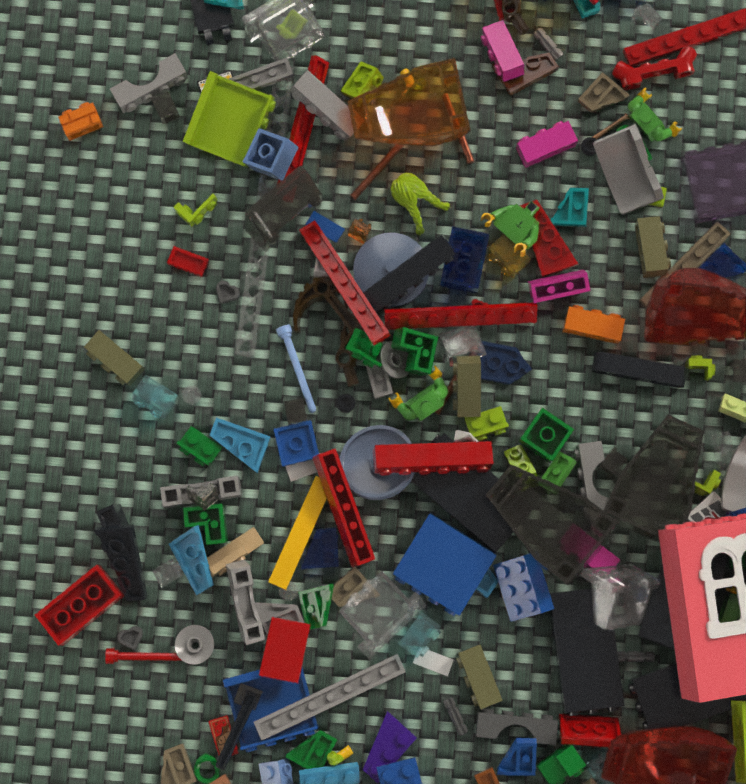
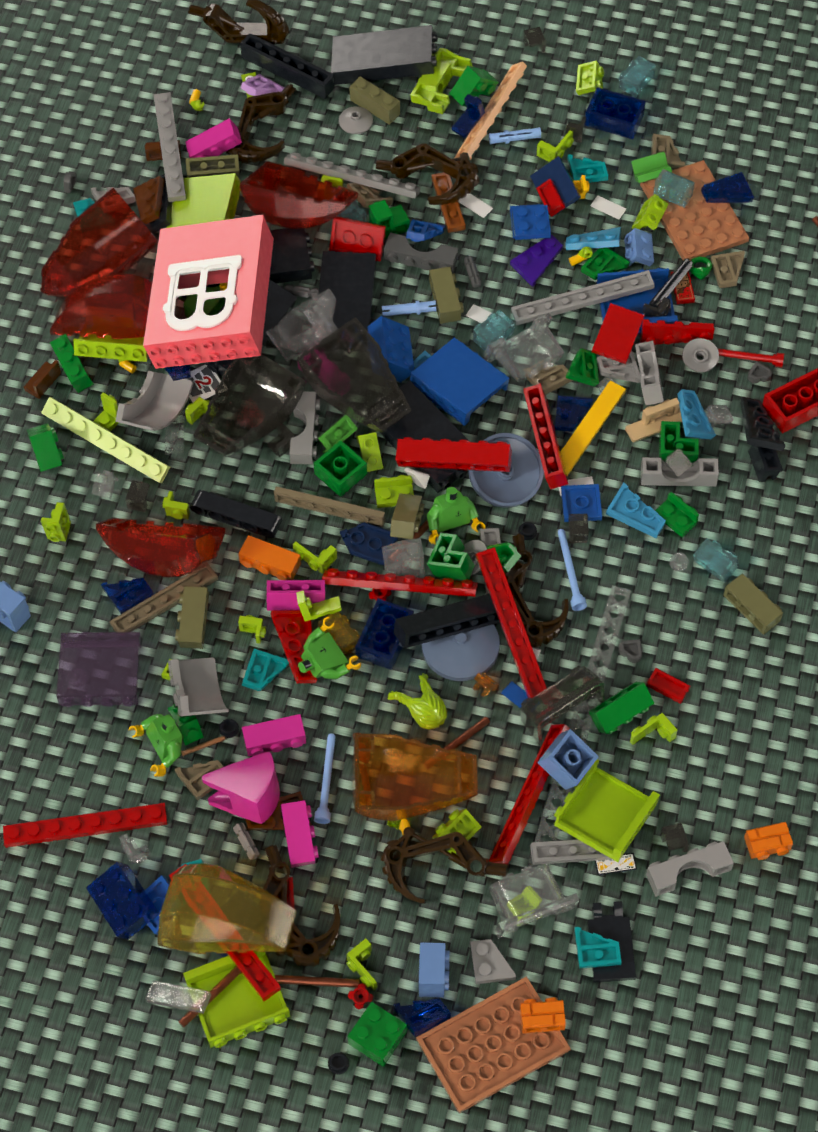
camera: 170 degrees left, 20 degrees down
(213, 668) = (674, 333): none -> red wing
(226, 225) = (621, 707): none -> green brick
(324, 104) = (504, 806): light grey brick -> none
(361, 58) = (459, 842): none -> dark brown piece
(485, 79) = (322, 814): none -> light blue piece
(522, 651) = (409, 308): none -> light blue pin
(533, 271) = (319, 609): none -> lime bracket
(548, 393) = (329, 506): none -> dark tan tile
(549, 328) = (318, 563): none -> lime bracket
(556, 80) = (246, 788): none -> dark pink piece
(592, 252) = (252, 625): none -> lime bracket
(680, 67) = (112, 791): red plate -> none

